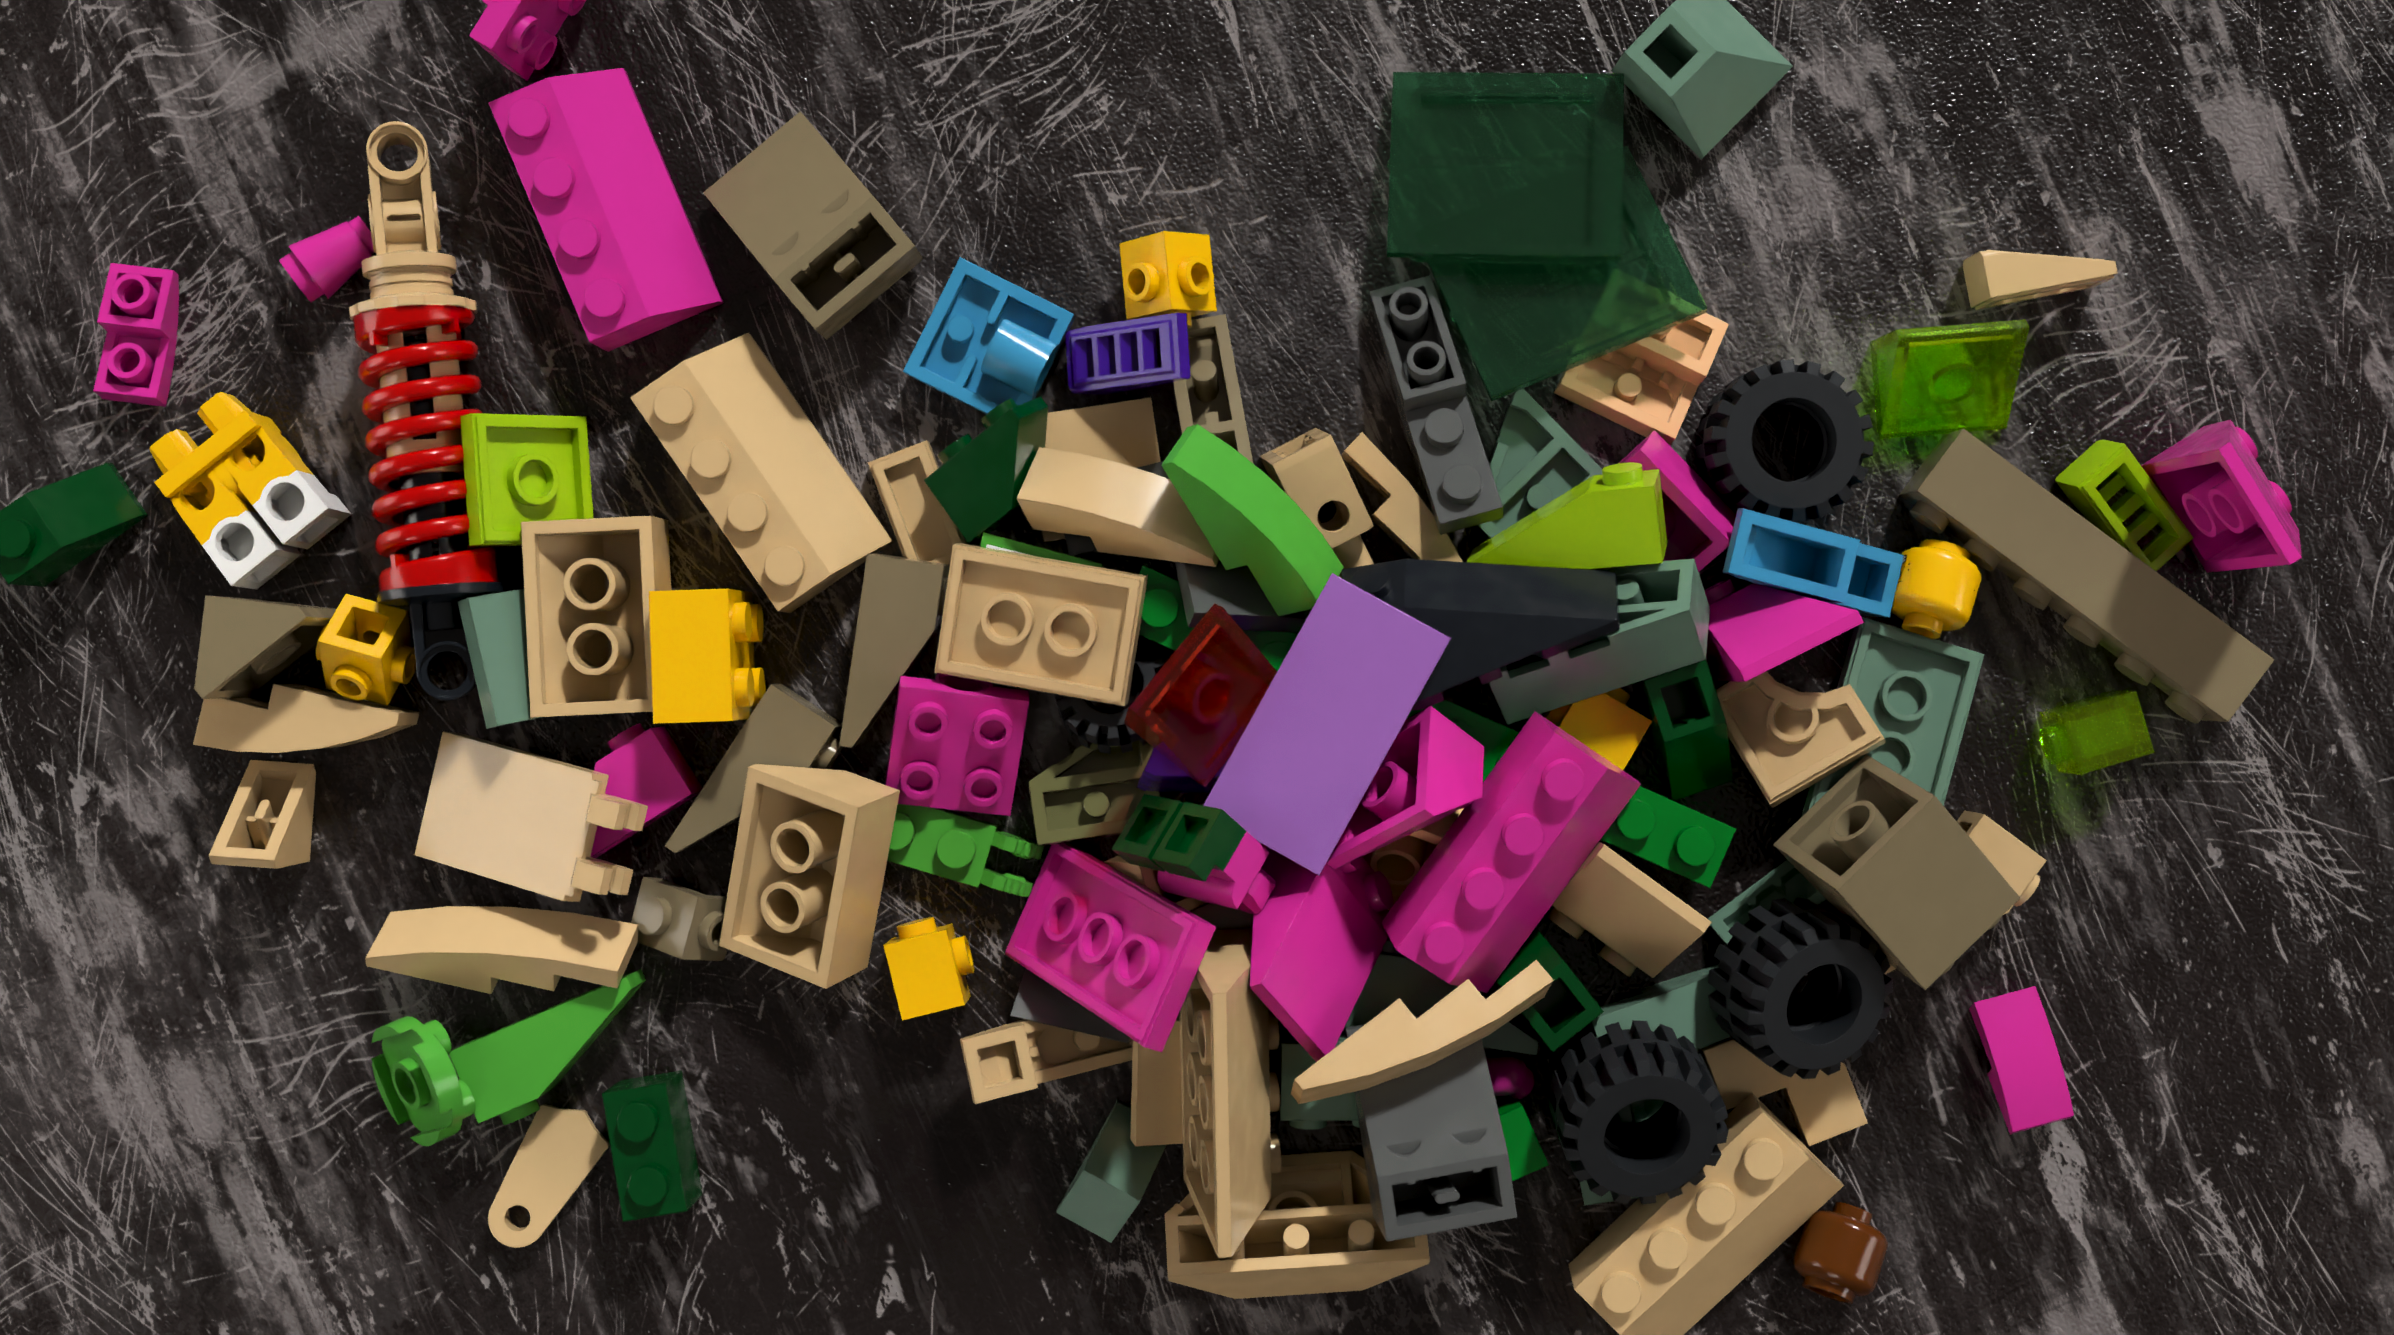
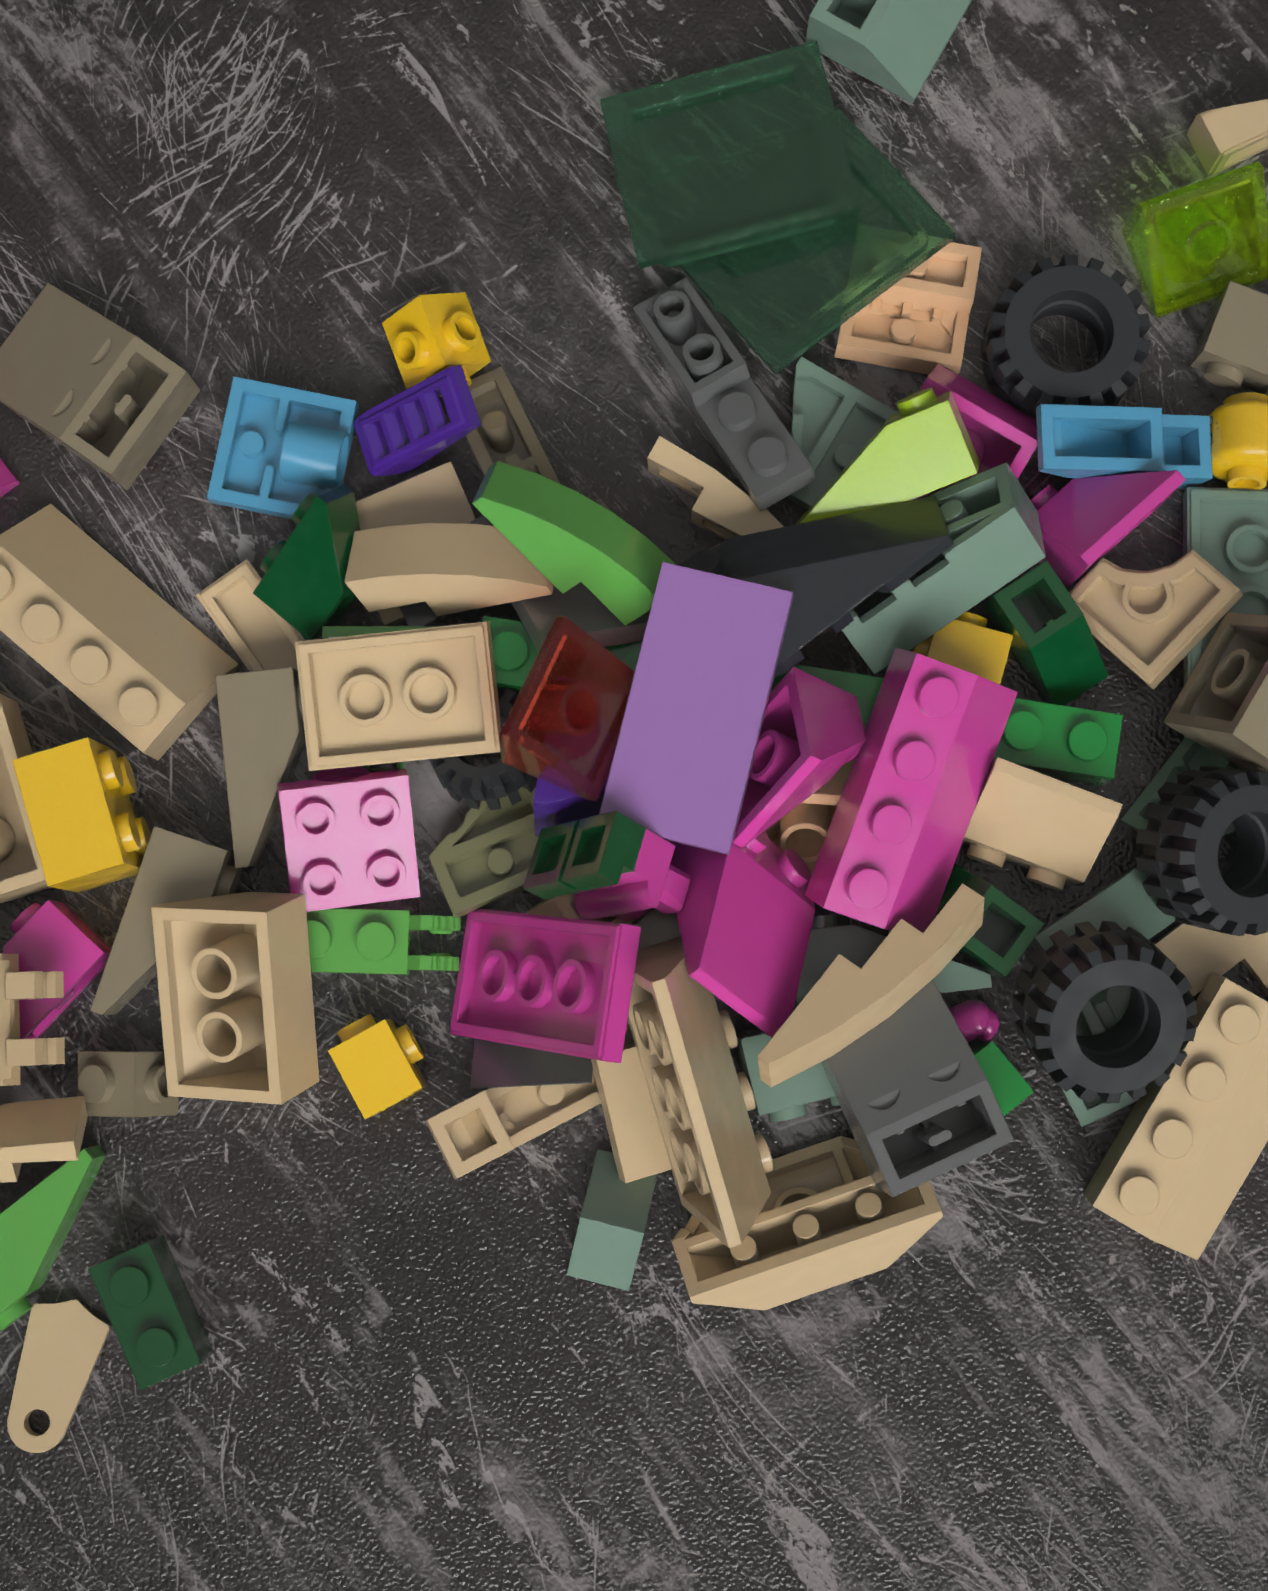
camera: 10 degrees left, 5 degrees down
(1314, 474) = (630, 484): tan torso -> none

